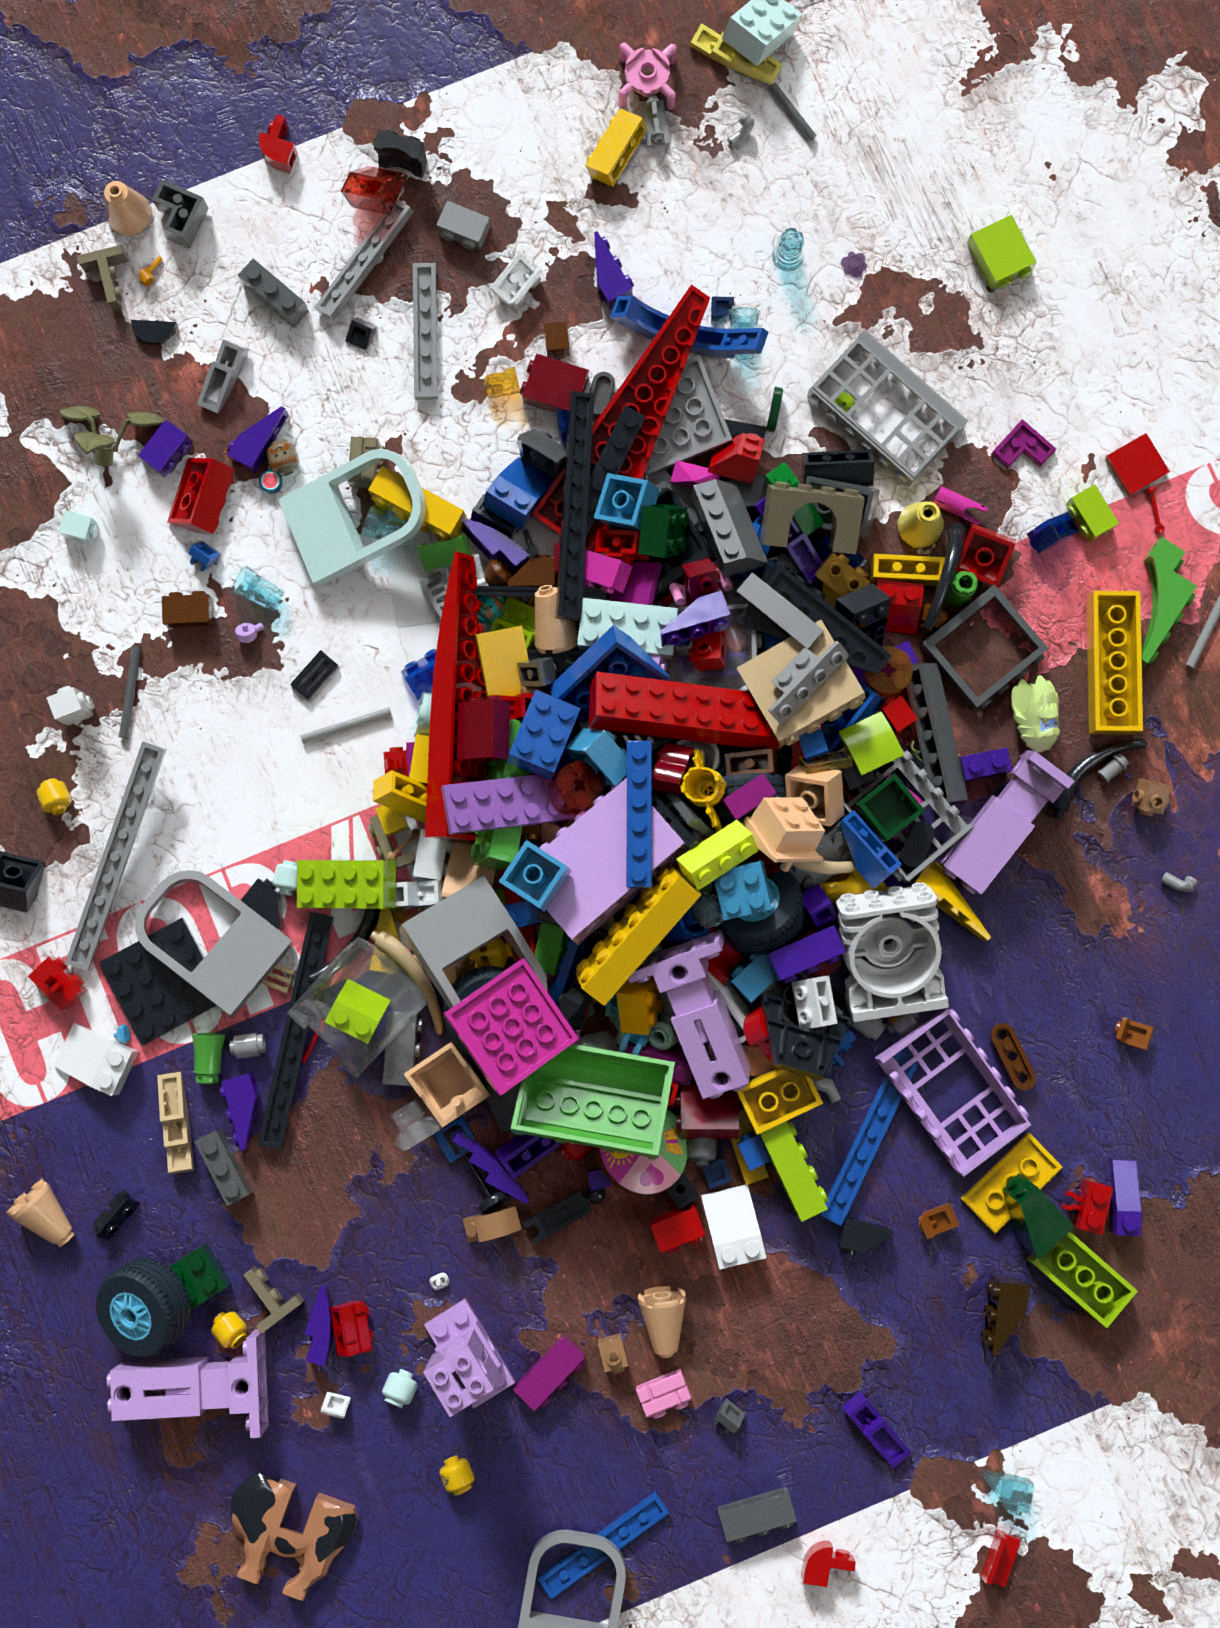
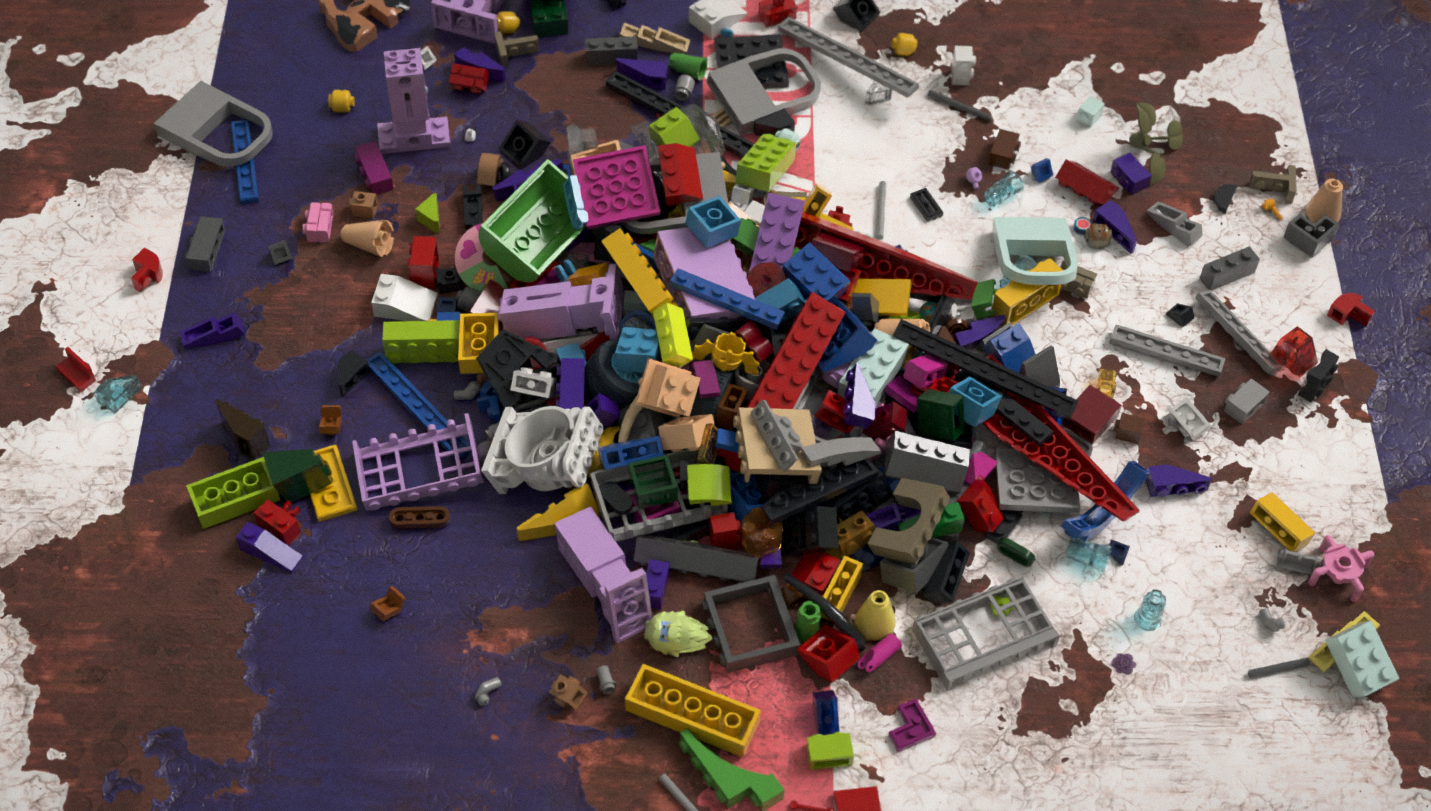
camera: 110 degrees right, 30 degrees down
(430, 1202) = (524, 144): none -> black slope
(463, 954) = (679, 173): none -> red slope
(556, 1066) = (574, 202): none -> dark azure hinge
(590, 1264) = (428, 213): none -> lime slope
(1002, 253) = (1093, 775): lime brick -> none
(1086, 764) = (611, 645): black animal -> none

